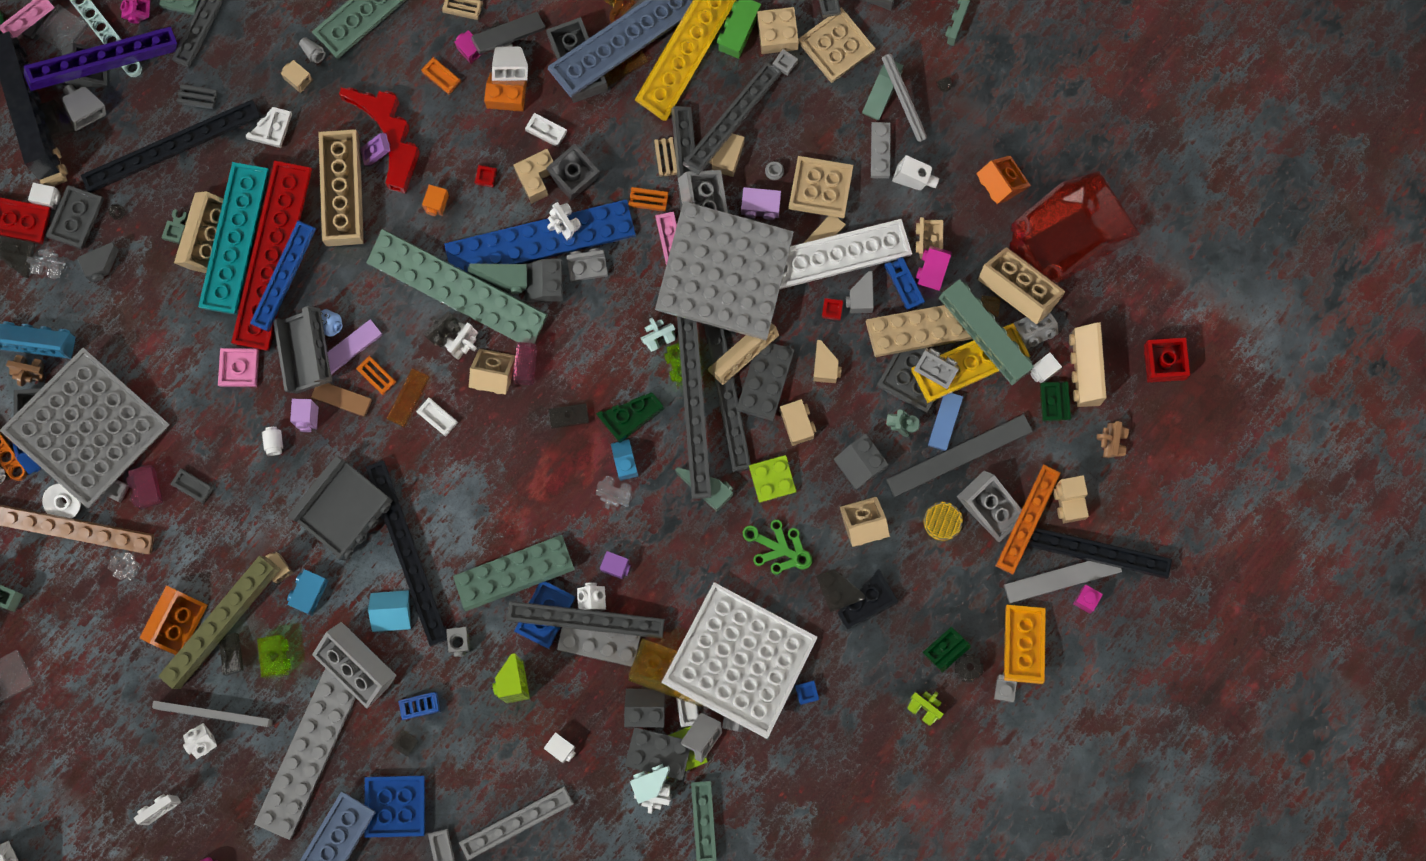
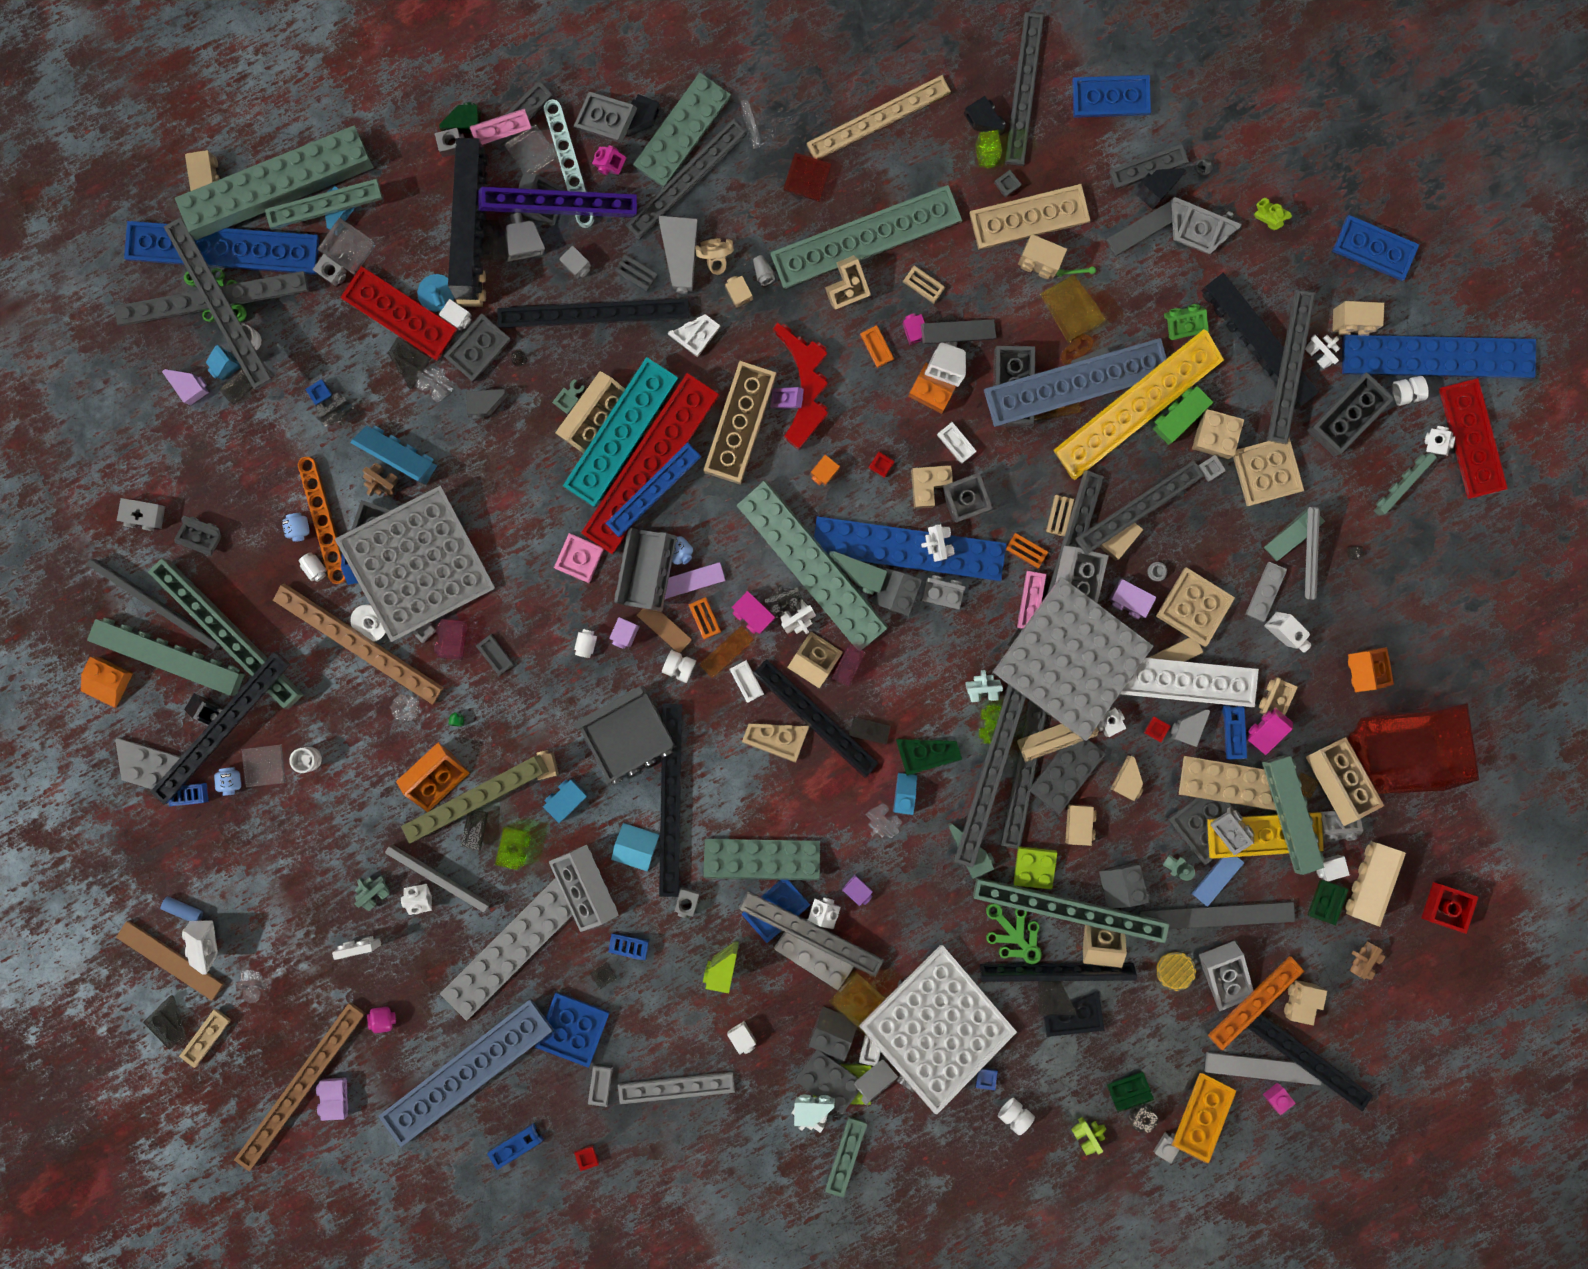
camera: 20 degrees right, 10 degrees up
(18, 184) = (434, 292): none -> dark azure shield
(45, 652) = (305, 759): none -> white wheel
(137, 108) = (575, 262): none -> light grey brick
(149, 762) = (368, 889): none -> sand green hips
(177, 560) = (456, 720): none -> green hinge
(228, 56) = (679, 243): none -> light grey slope
(260, 50) = (715, 250): none -> tan tile
(367, 426) = (678, 666): none -> white wheel
(397, 29) = (853, 284): none -> tan brick
(418, 352) = (753, 613): none -> dark pink brick
(486, 458) = (776, 739): none -> tan wing
(513, 424) = (815, 718): none -> black tile
(790, 322) = (1116, 724): none -> white brick
(819, 501) = (1071, 910): none -> sand green brick
(832, 565) = (1056, 972): none -> black tile
(849, 715) = (1014, 1115): none -> white wheel

